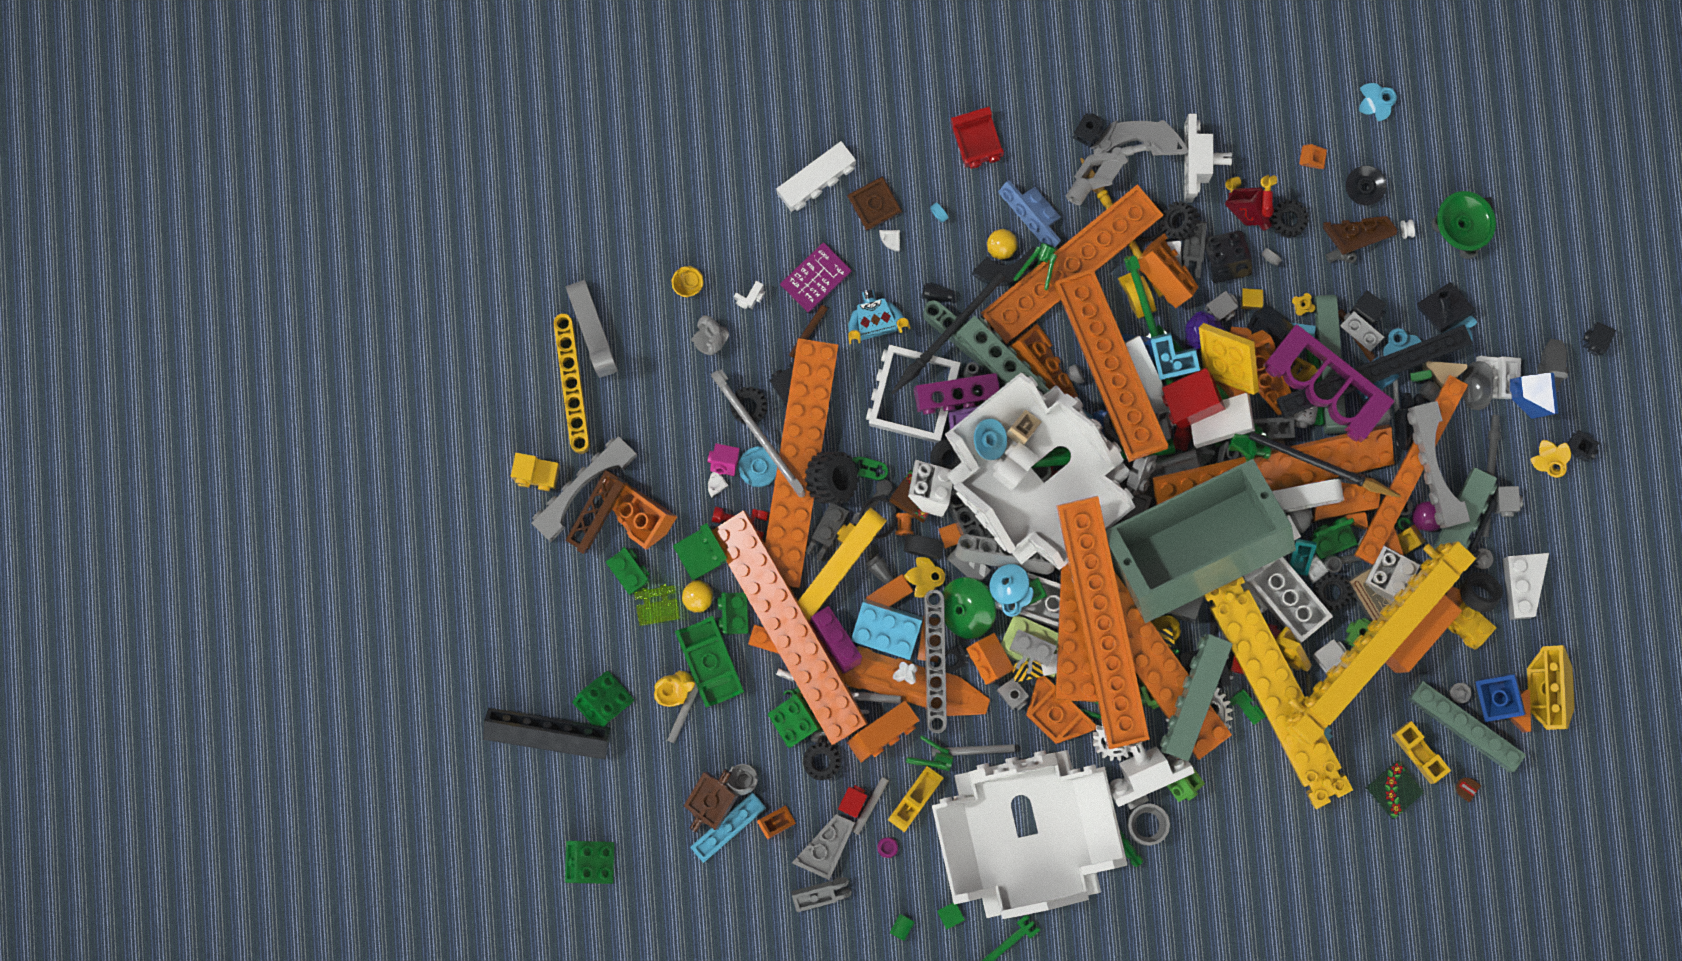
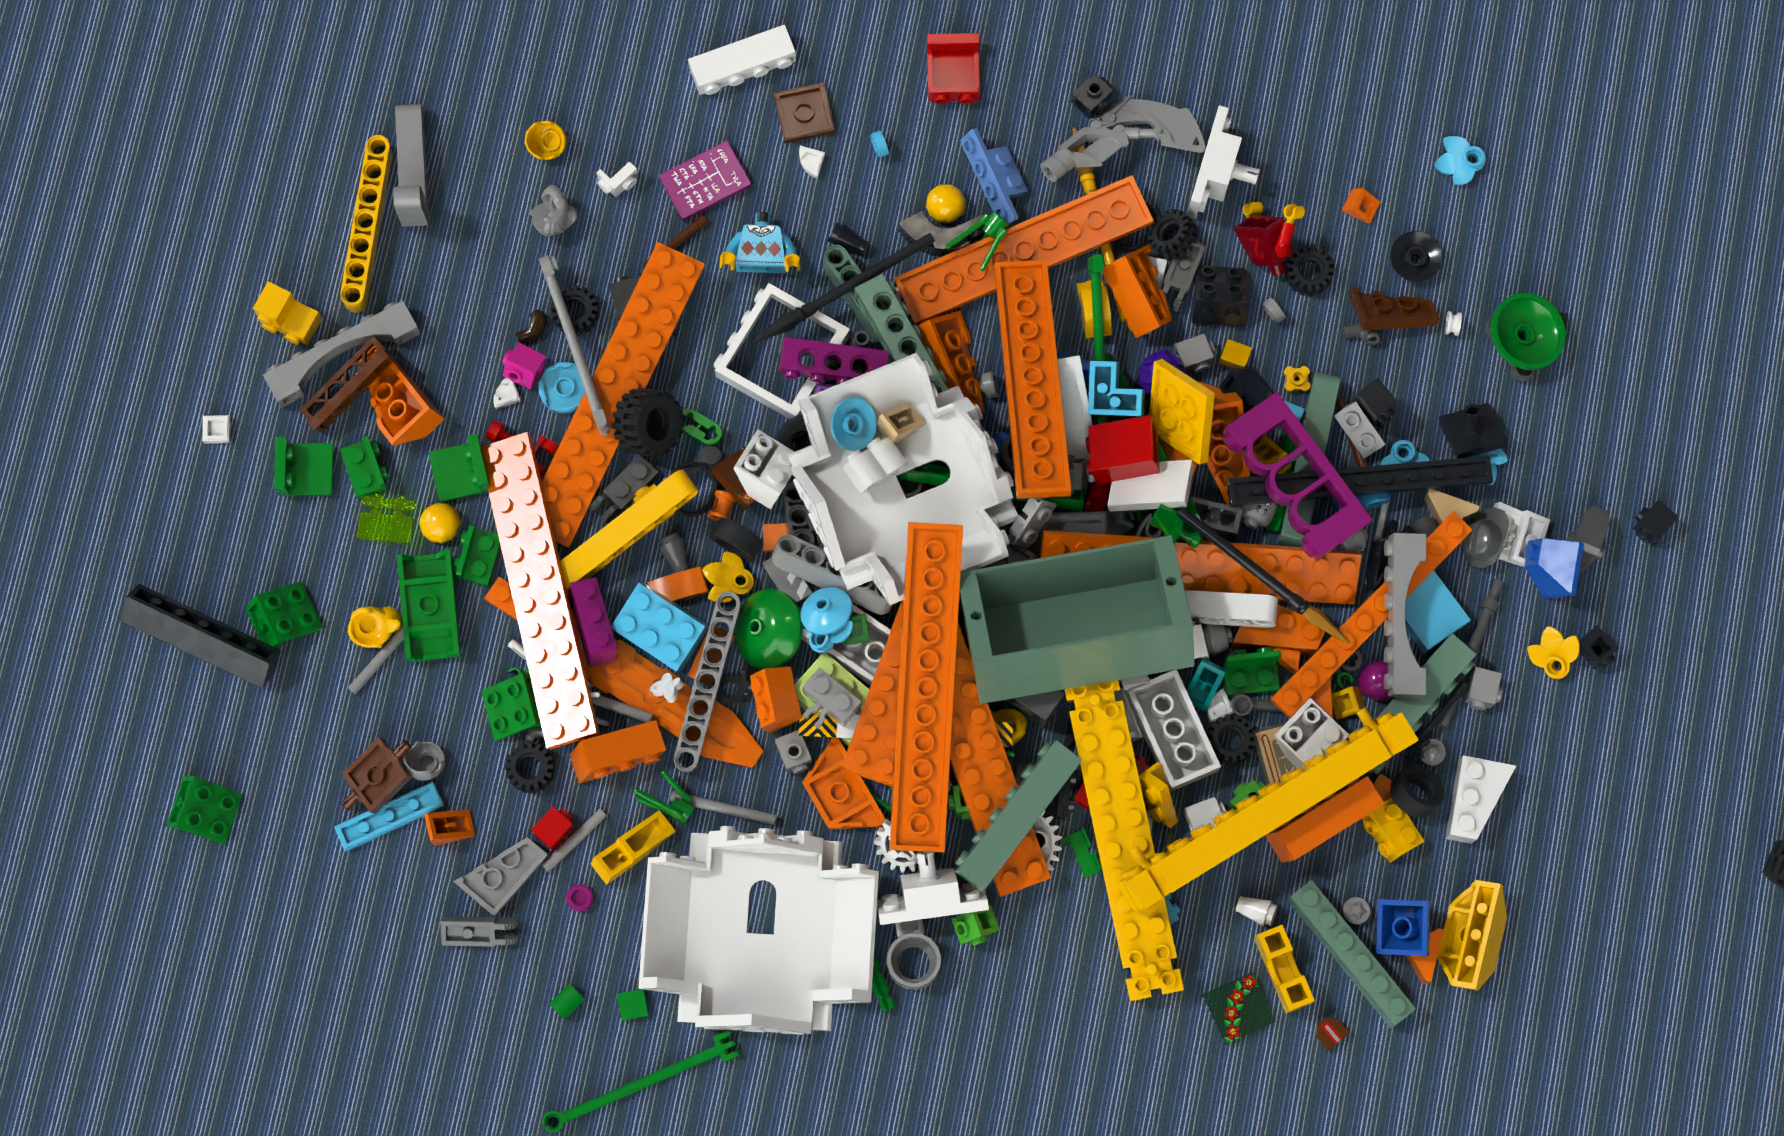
camera: 10 degrees right, 5 degrees down
(507, 572) = (216, 429): none -> white tile
(583, 584) = (303, 468): none -> green bracket
(723, 427) = (535, 329): none -> dark brown arm
(1388, 713) = (1258, 910): none -> white cone
(1421, 376) = (1415, 505): green tile -> none
(1456, 455) = (1433, 614): none -> medium azure brick

